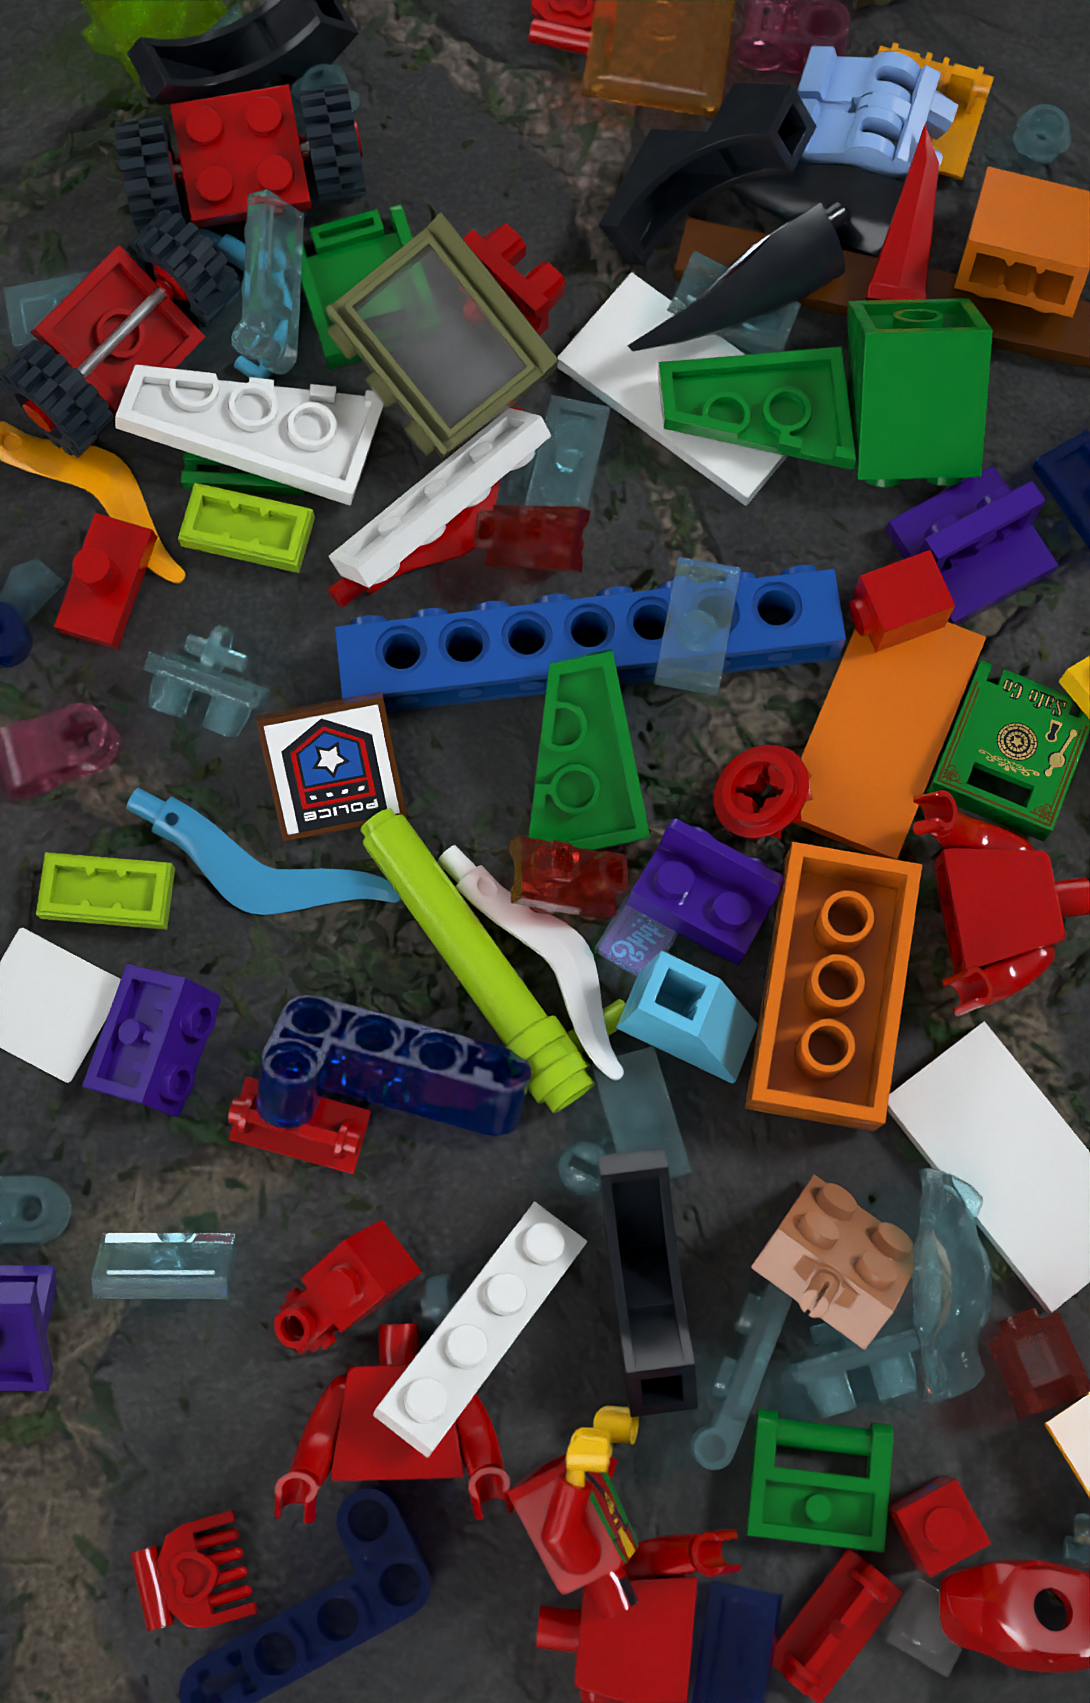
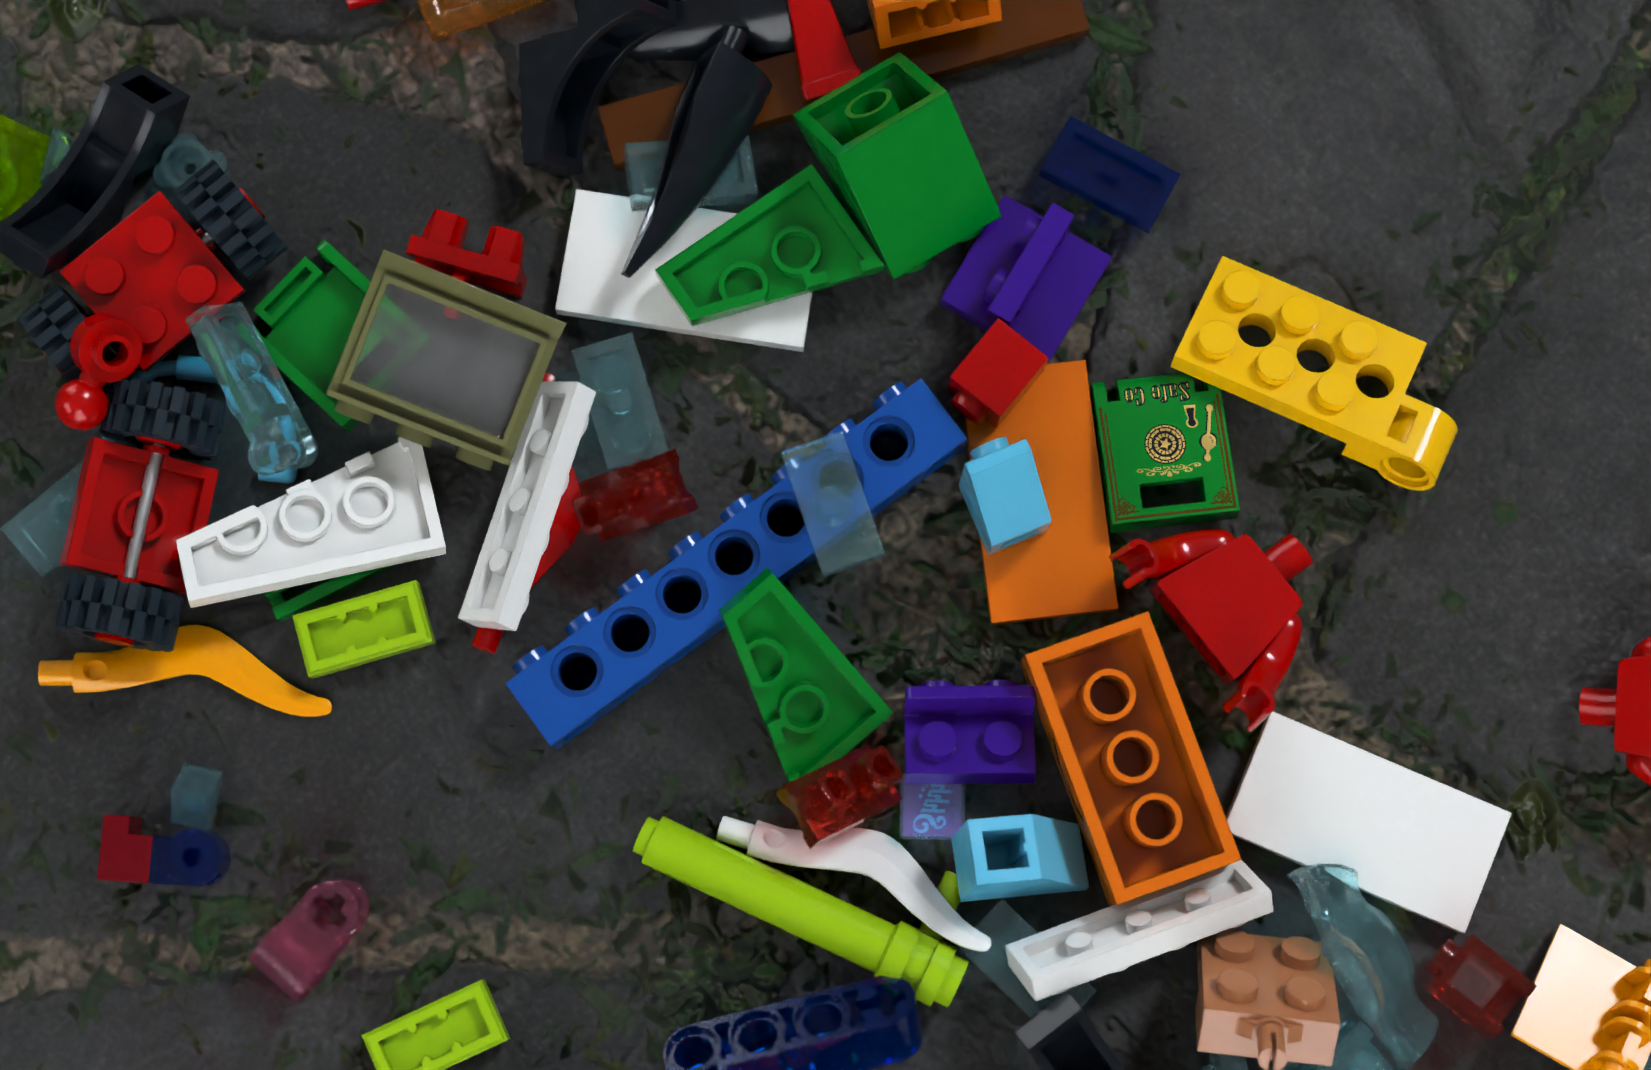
camera: 30 degrees left, 5 degrees up
(105, 581) = (263, 751): red tile -> none
(125, 209) = (82, 401): none -> red plate
(178, 677) = (387, 801): clear light blue hips -> none
(244, 879) = (550, 952): dark azure piece -> none
(330, 765) = (573, 810): tile -> none
(574, 1179) = (998, 1023): clear light blue hinge -> none
(749, 775) = (947, 602): red gear -> none
(759, 1137) = (1138, 930): none -> white plate
(852, 698) = (1004, 494): none -> medium azure slope

